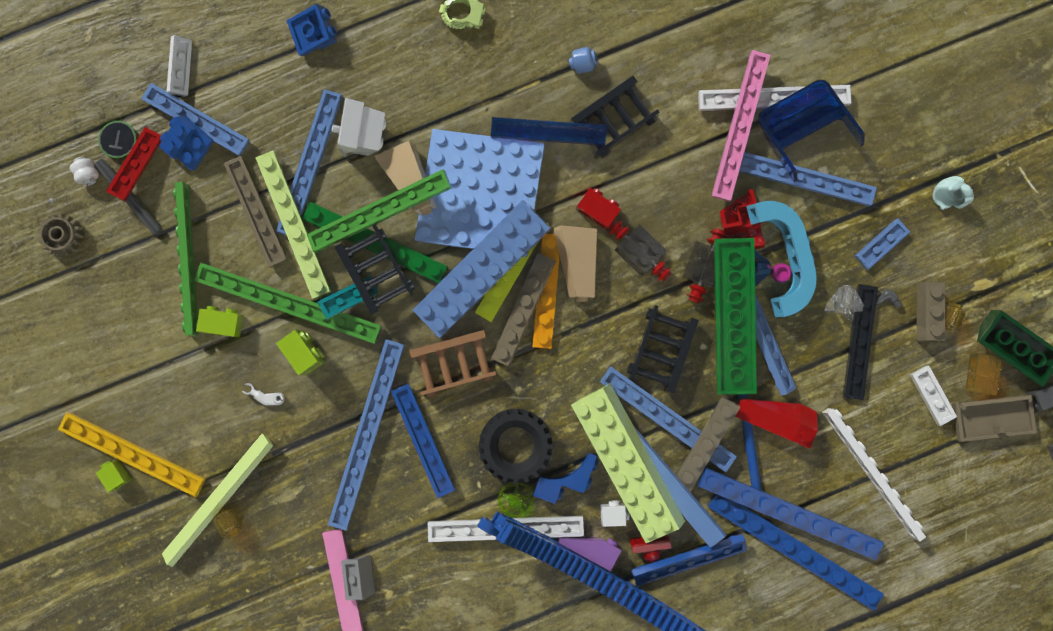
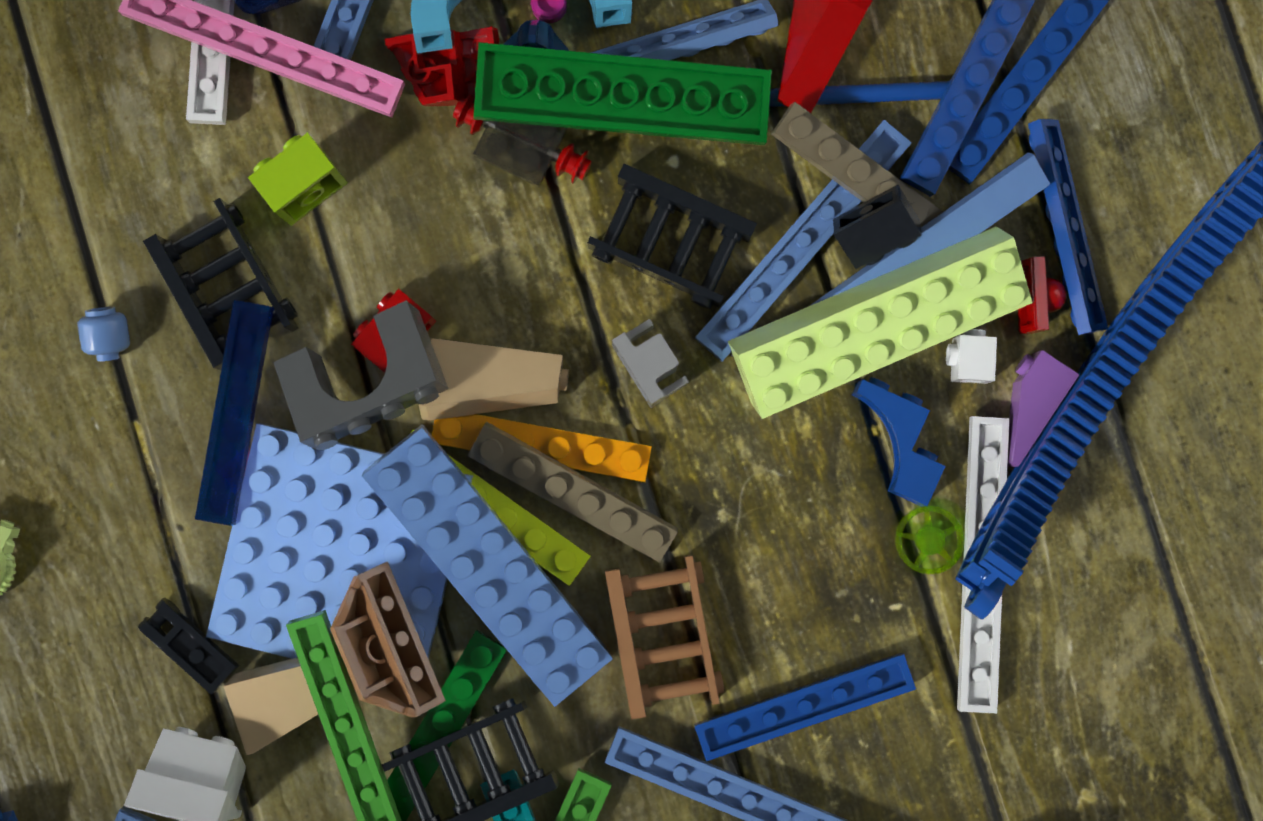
camera: 80 degrees left, 0 degrees up
(426, 120) = (188, 647): none -> black plate
(436, 219) = (383, 646): none -> medium nougat wedge
(510, 471) = (878, 522): black tyre -> none
(574, 219) = (409, 379): none -> dark grey arch
(594, 343) = (648, 363): none -> light grey panel
(640, 250) = (481, 260): clear smoke plate -> none
(673, 151) = (297, 178): none -> lime brick
(677, 457) = (877, 227): none -> black brick

